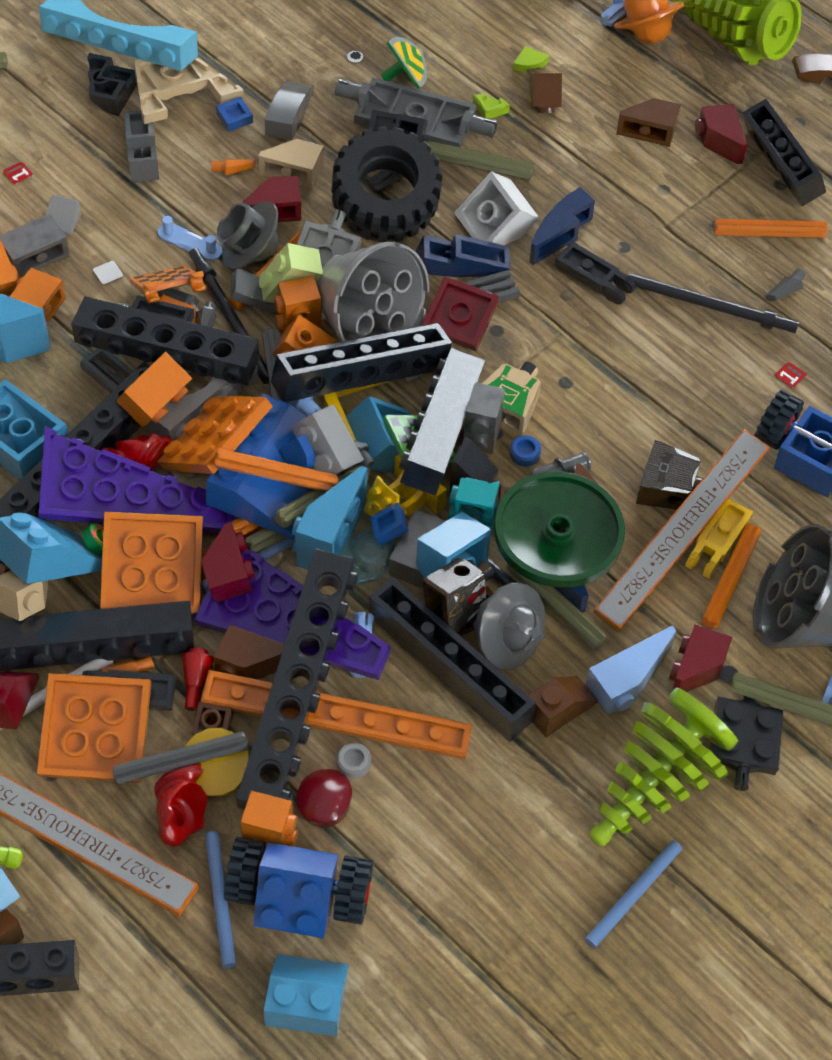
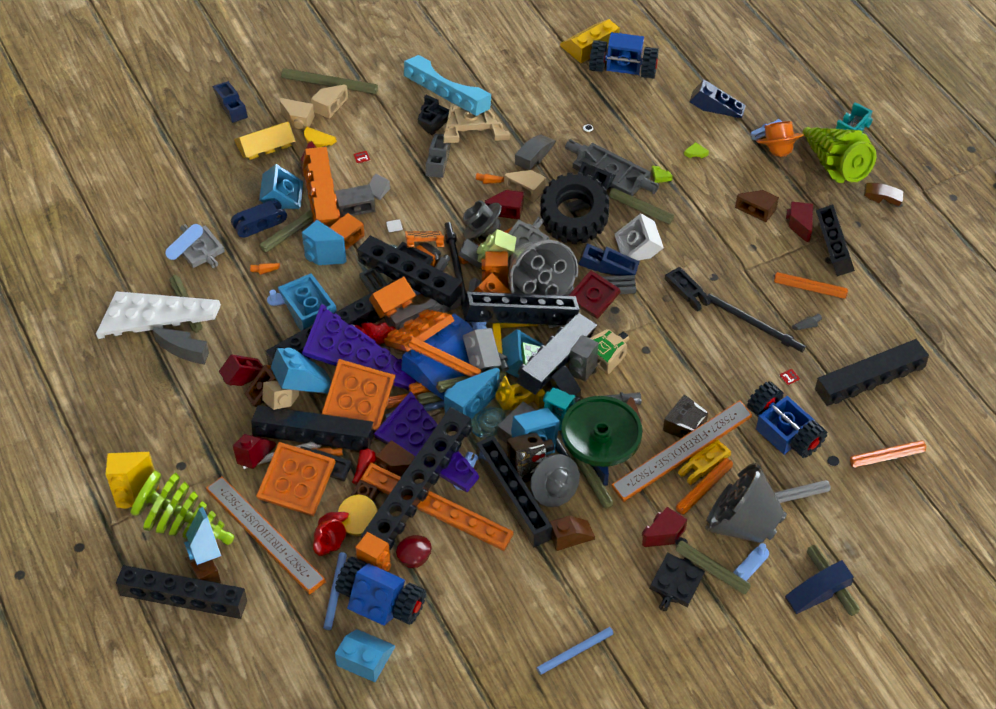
camera: 20 degrees right, 5 degrees down
(93, 538) = (329, 373): green tile -> none
(180, 757) = (337, 506): dark grey axle -> none
(186, 240) = (446, 216): light blue piece -> none
(225, 566) = (400, 407): dark red slope -> none
(234, 114) = (500, 148): blue plate -> none
(299, 452) = (462, 351): blue tile -> none
(354, 760) = (438, 535): light grey tile -> none
(389, 524) = (503, 405): blue plate -> none
(409, 59) = (618, 136): shield -> none
(525, 450) = (605, 384): blue tile -> none
(546, 91) = (697, 172): reddish brown slope -> none
(562, 224) = (676, 255): dark blue slope -> none
(623, 676) = (618, 525): light blue slope -> none
(676, 750) = (631, 569): lime plant -> none

